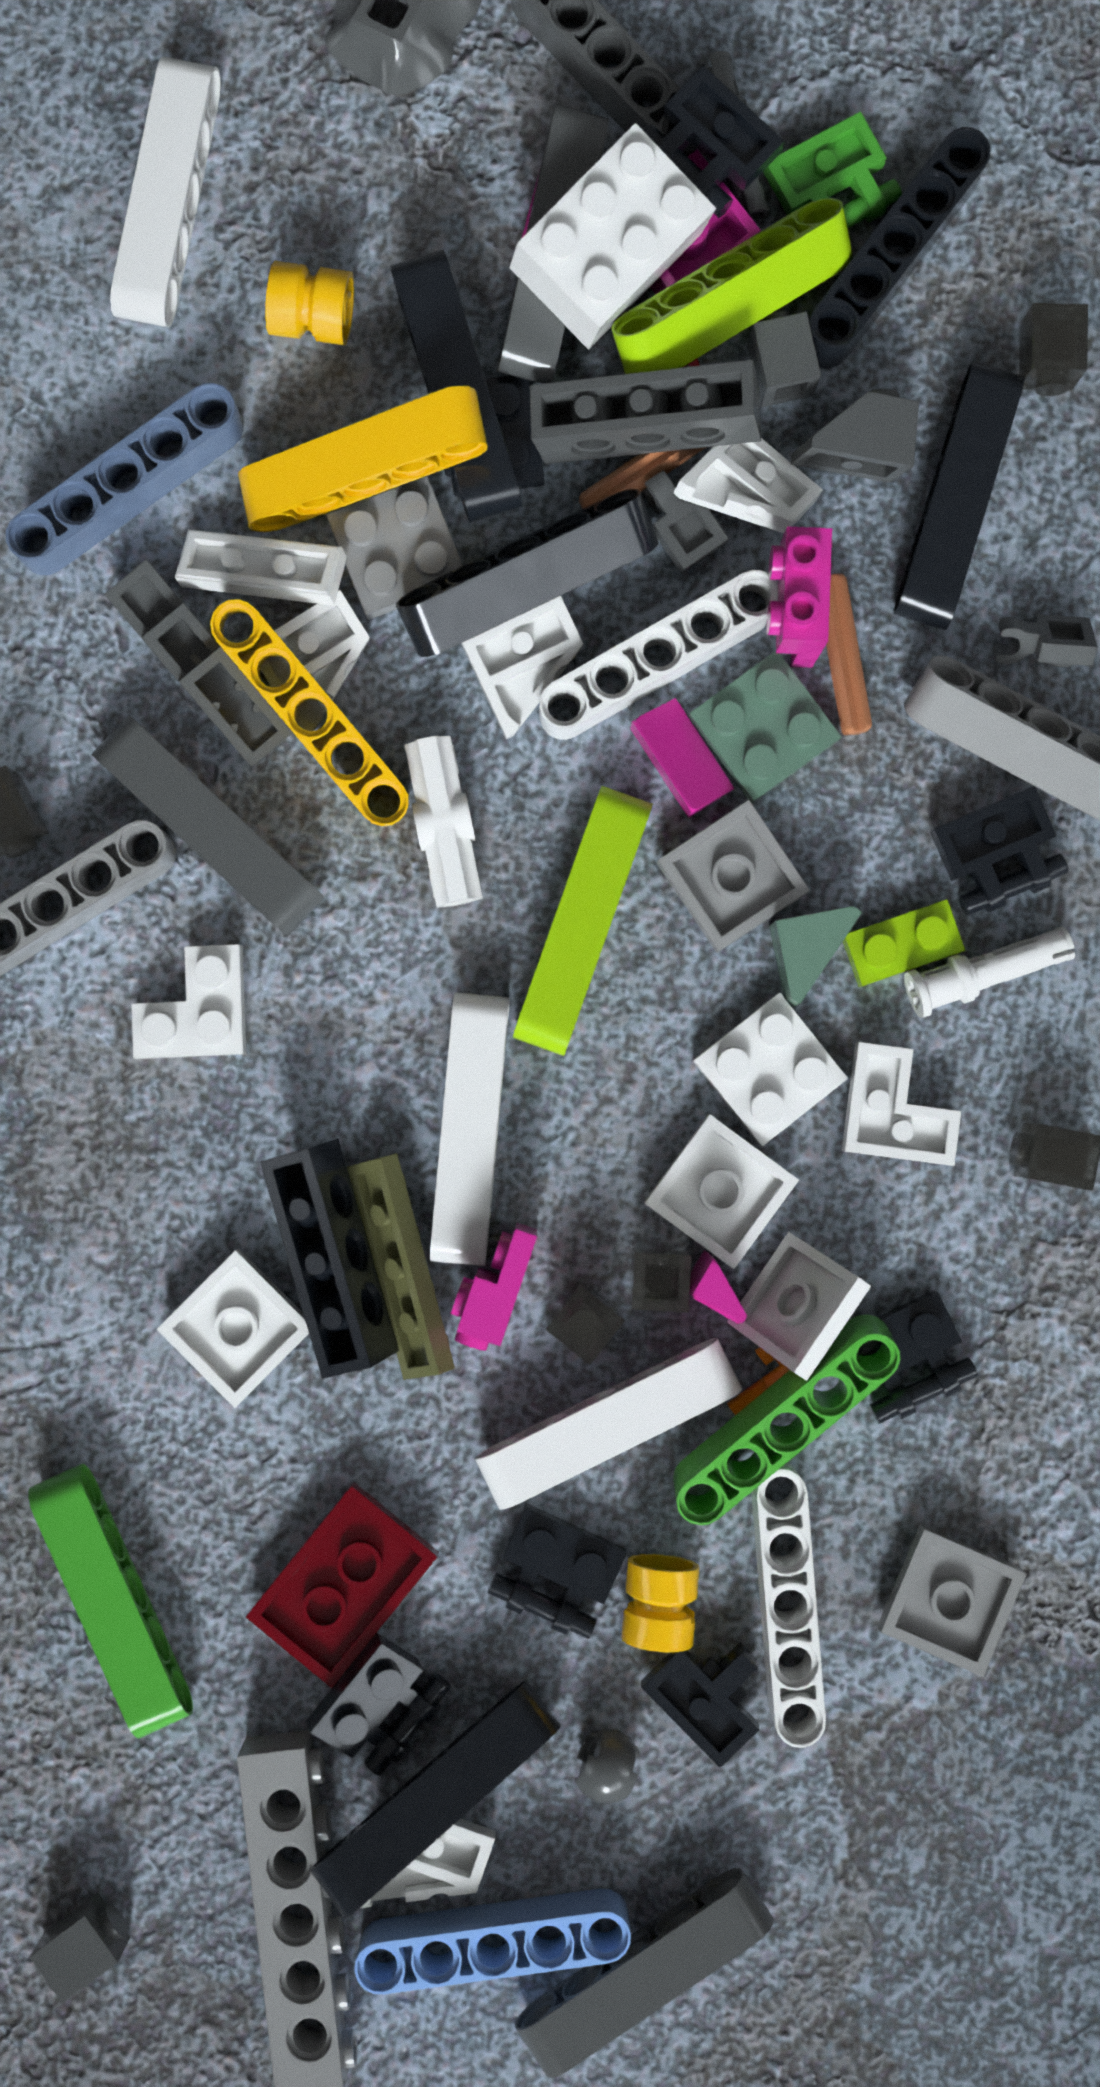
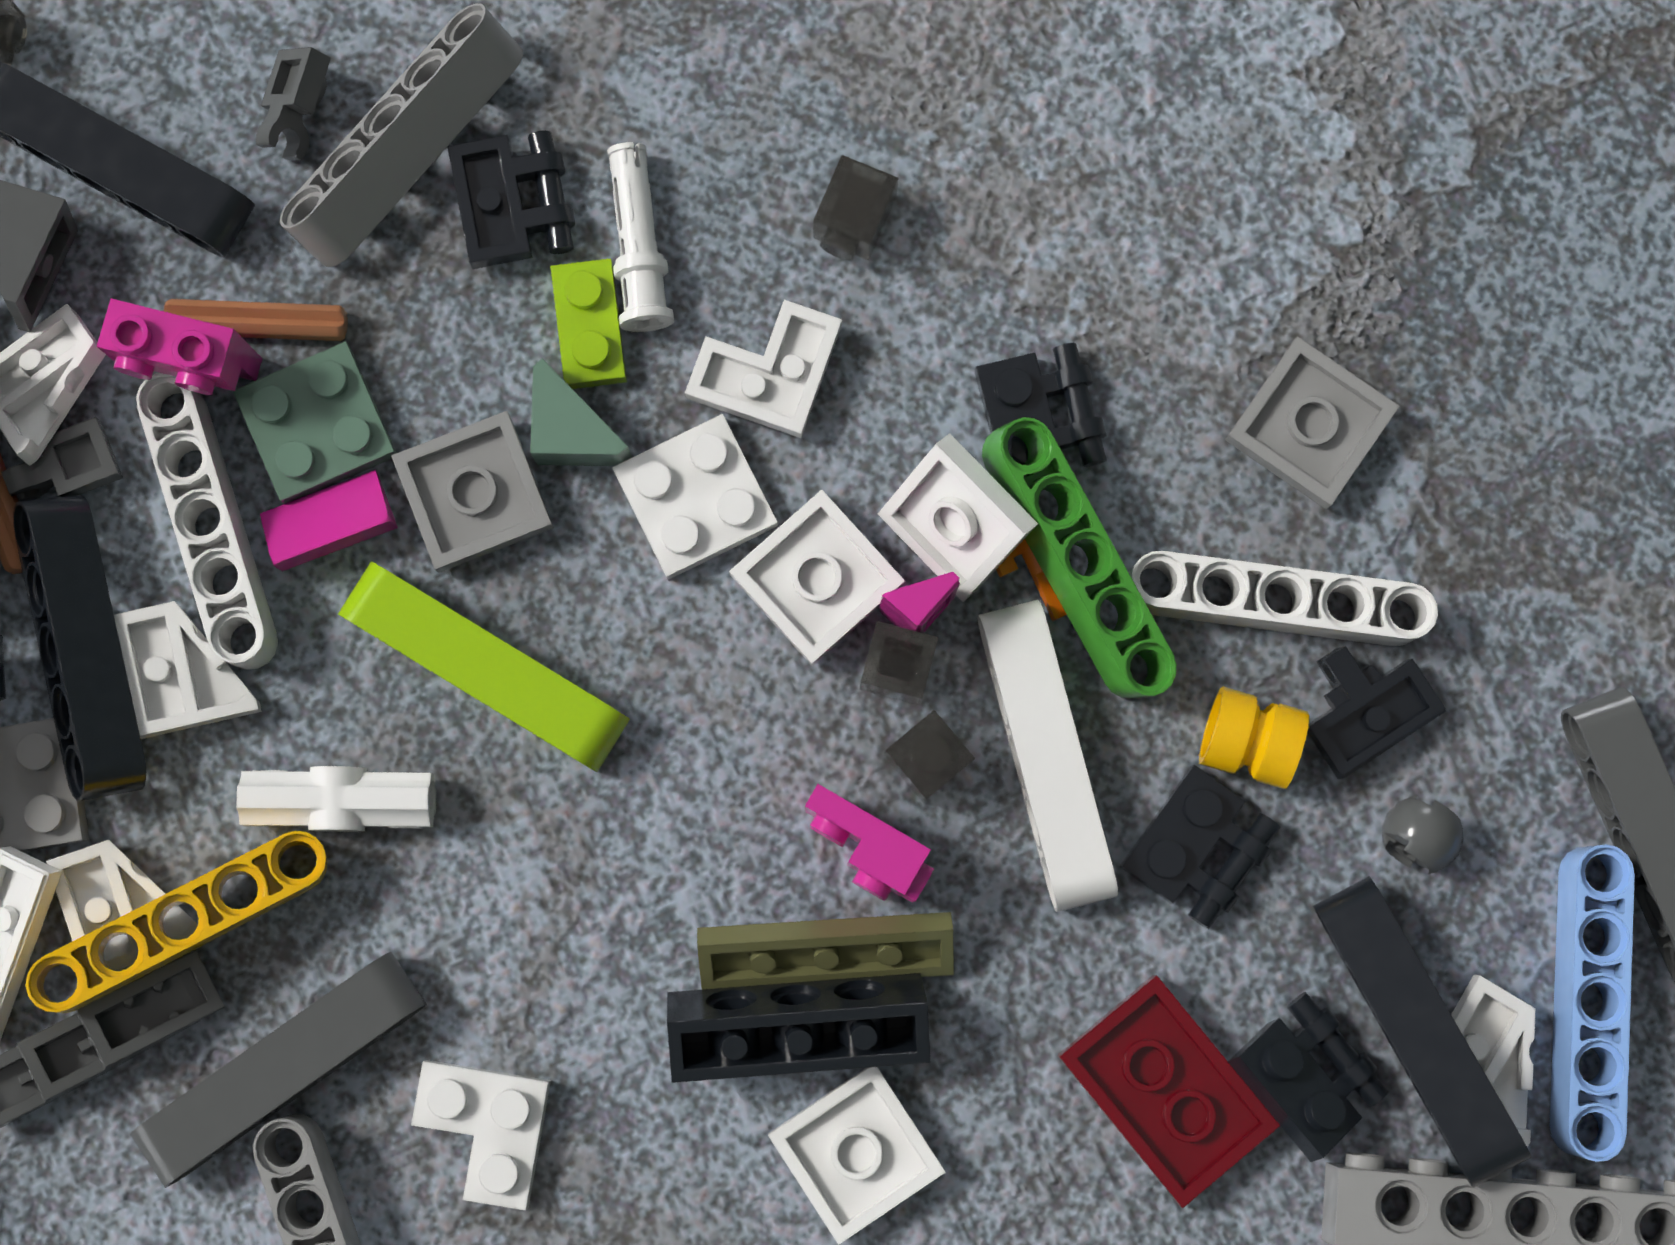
camera: 75 degrees left, 5 degrees down
(469, 1129) = (689, 840): white beam -> none

